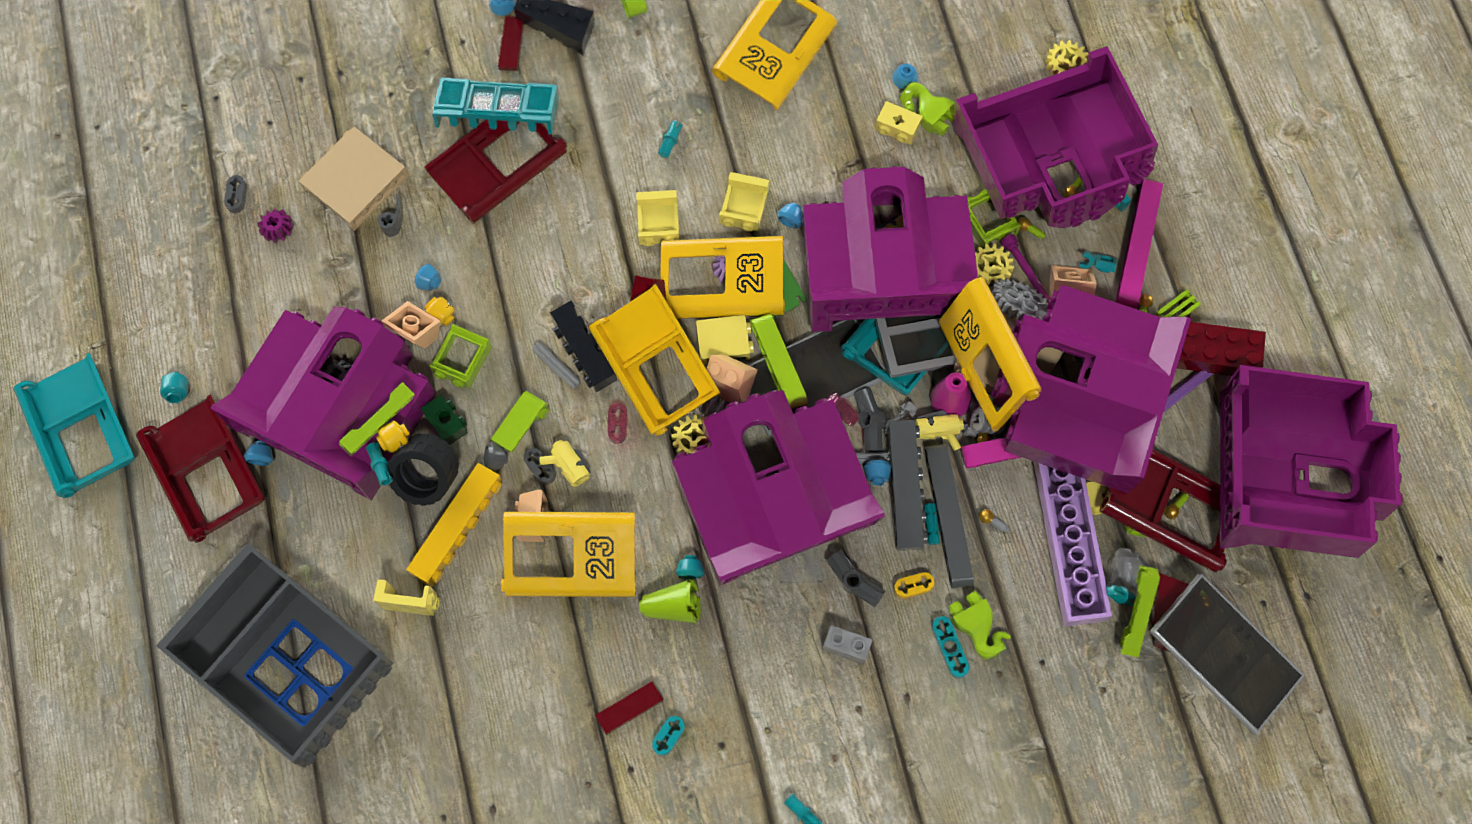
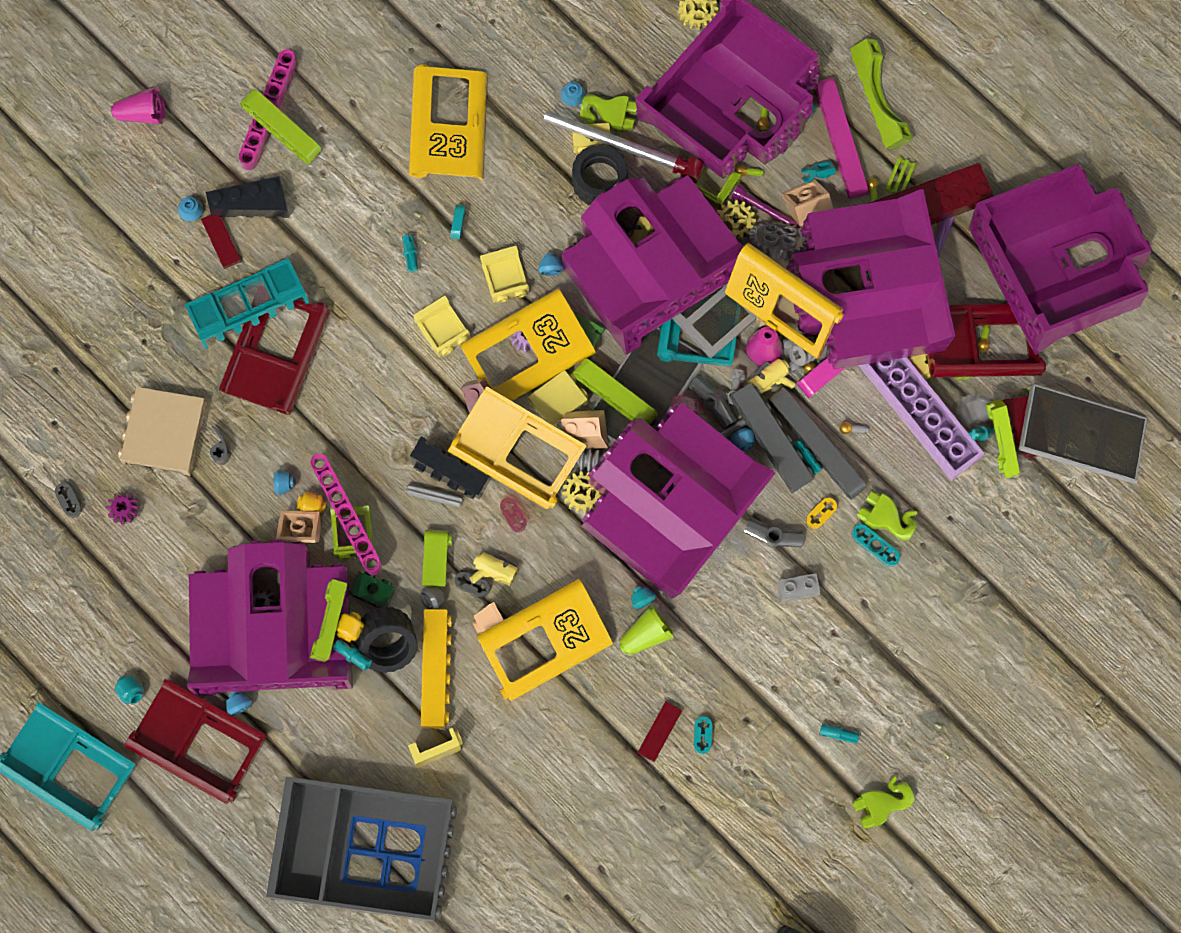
camera: 35 degrees left, 5 degrees up
(464, 343) = (342, 505): none -> dark pink beam
(730, 134) = (458, 220): none -> teal beam
(885, 137) = (592, 155): none -> black tyre
(975, 192) = (690, 167): none -> flat silver piece
(1206, 186) = (868, 62): none -> lime arch

